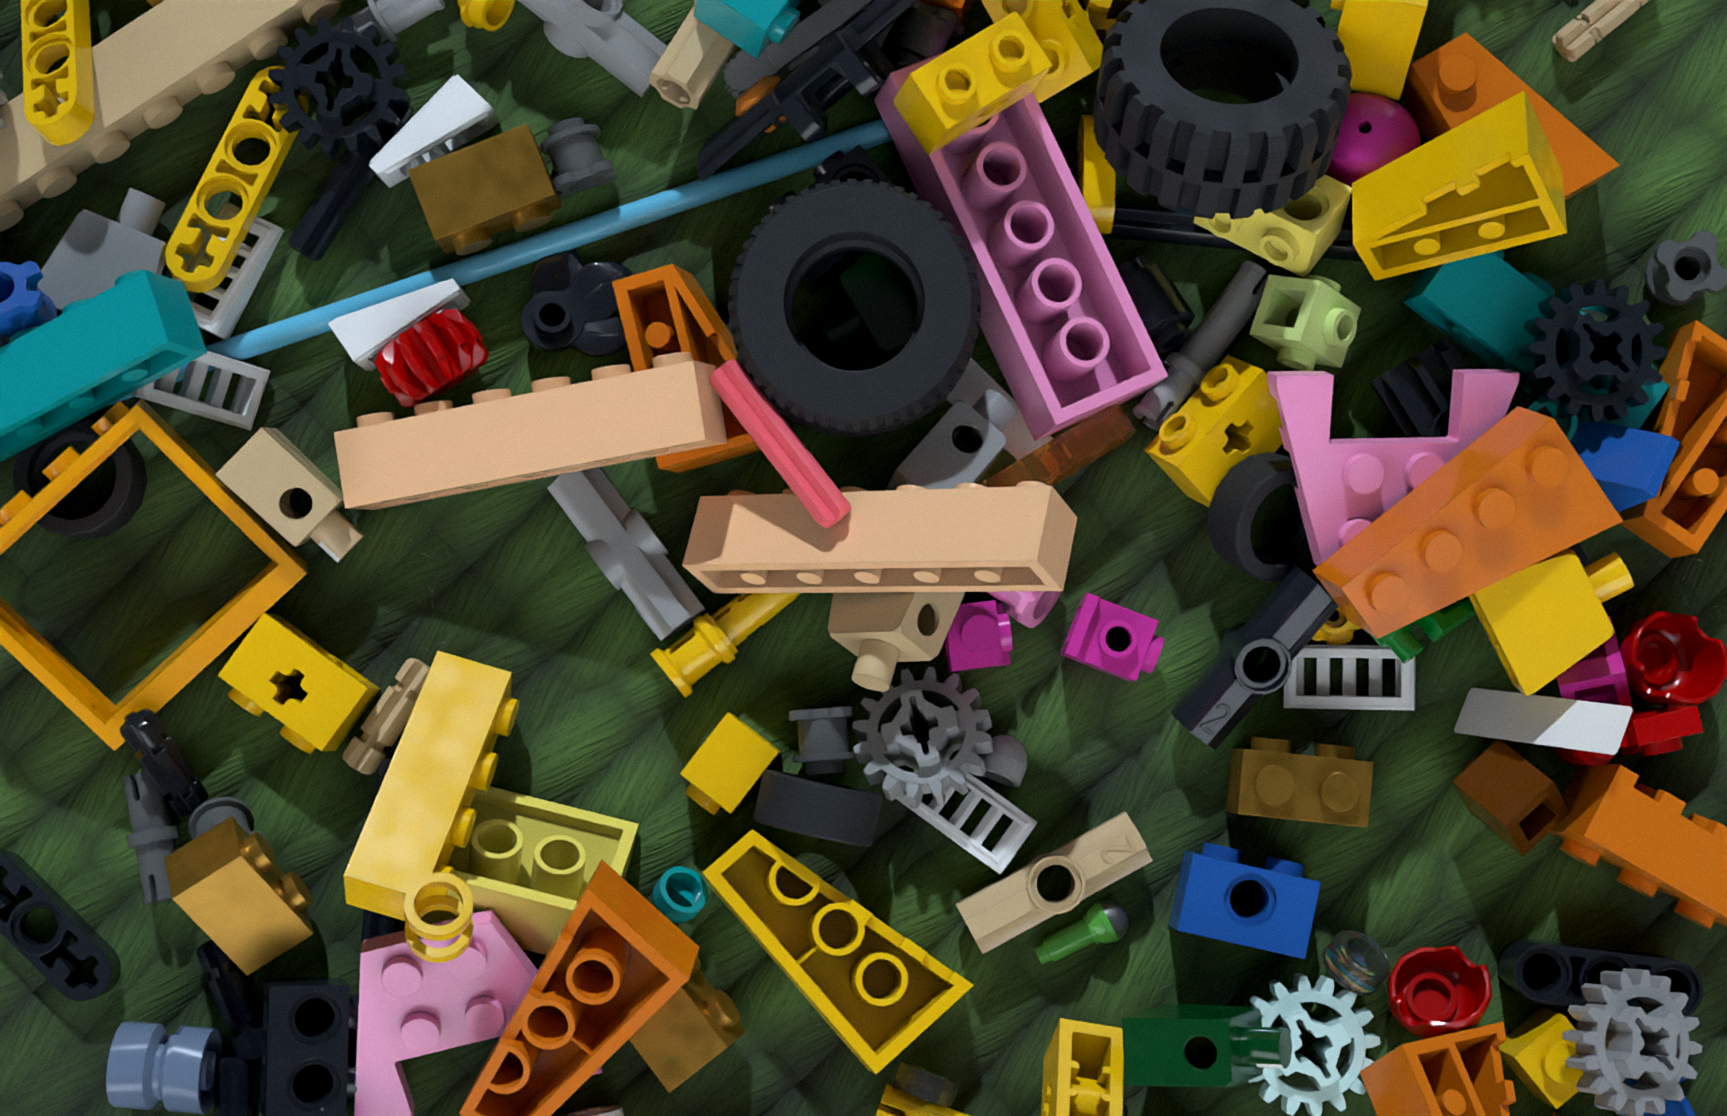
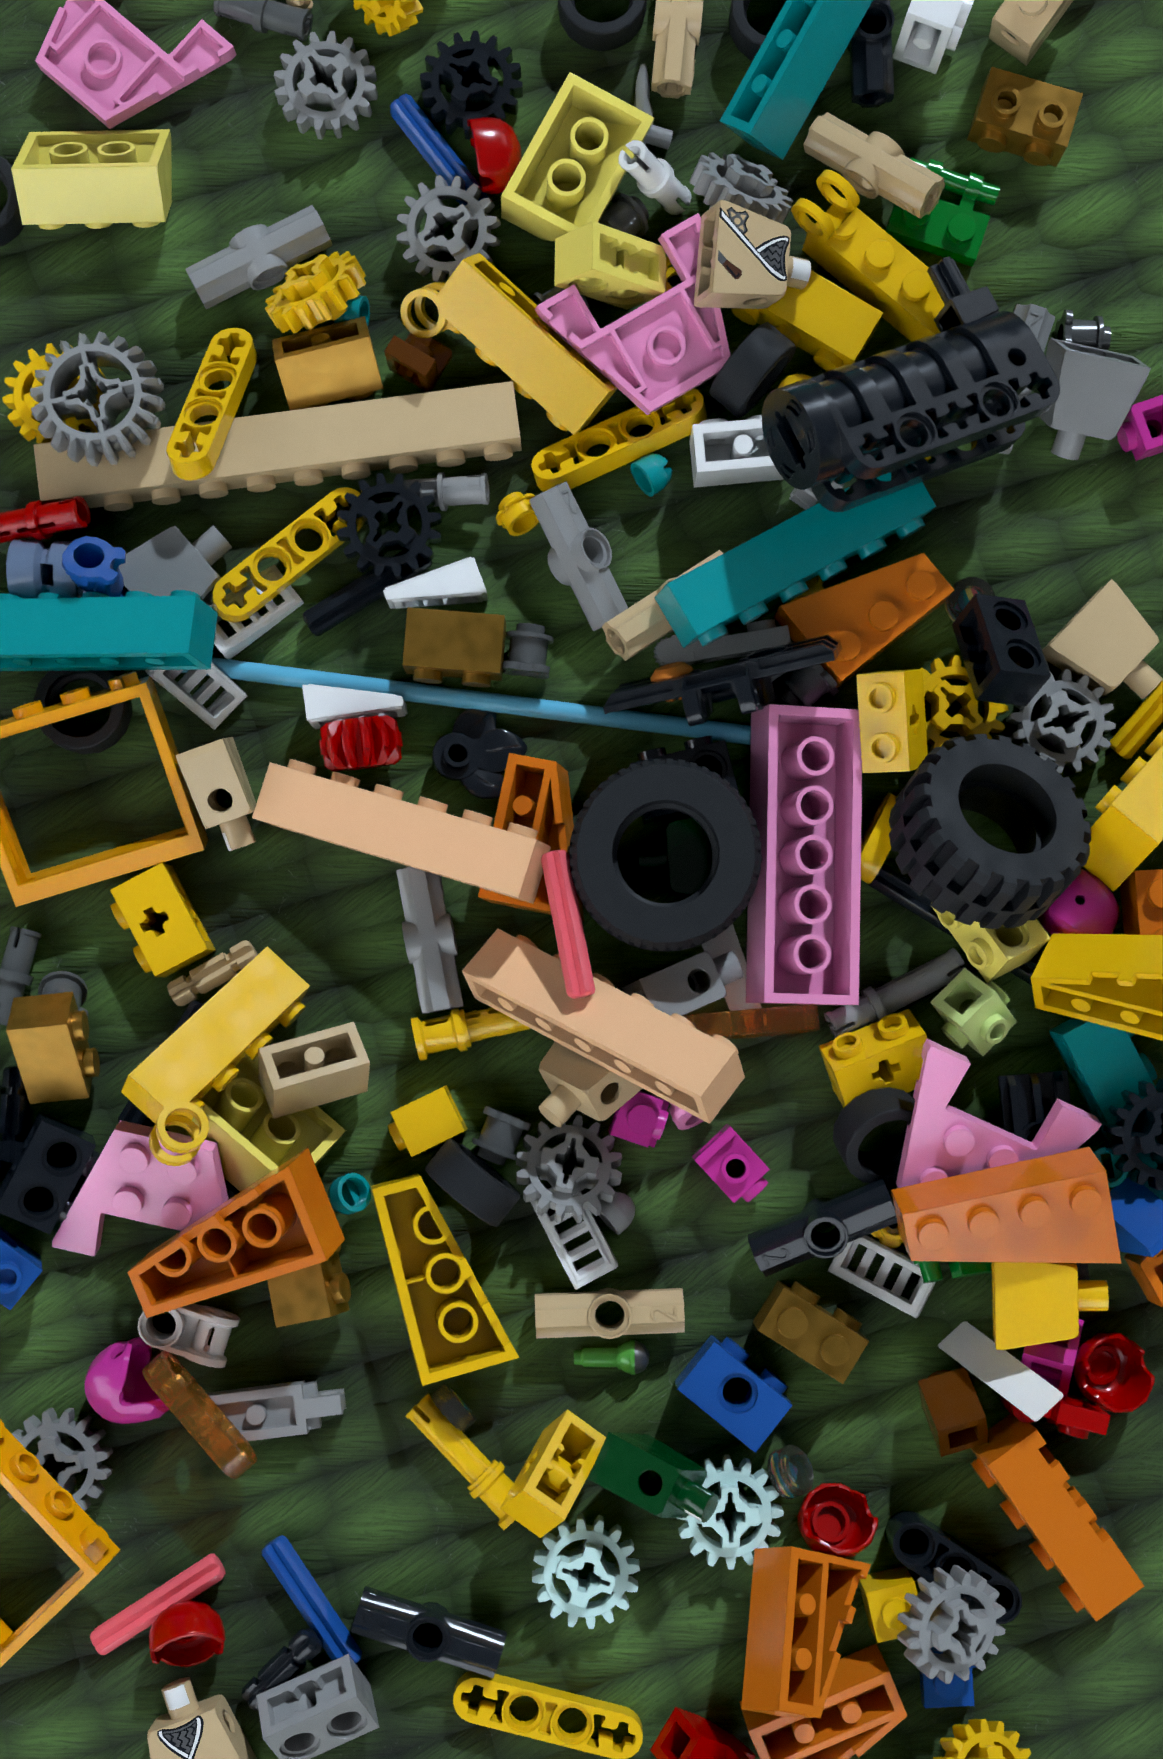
camera: 25 degrees right, 0 degrees up
(163, 762) = (44, 930): black axle -> none
(564, 768) = (313, 1069): none -> tan brick
(971, 82) = (821, 739): yellow brick -> none
(1157, 303) = (877, 948): black brick -> none

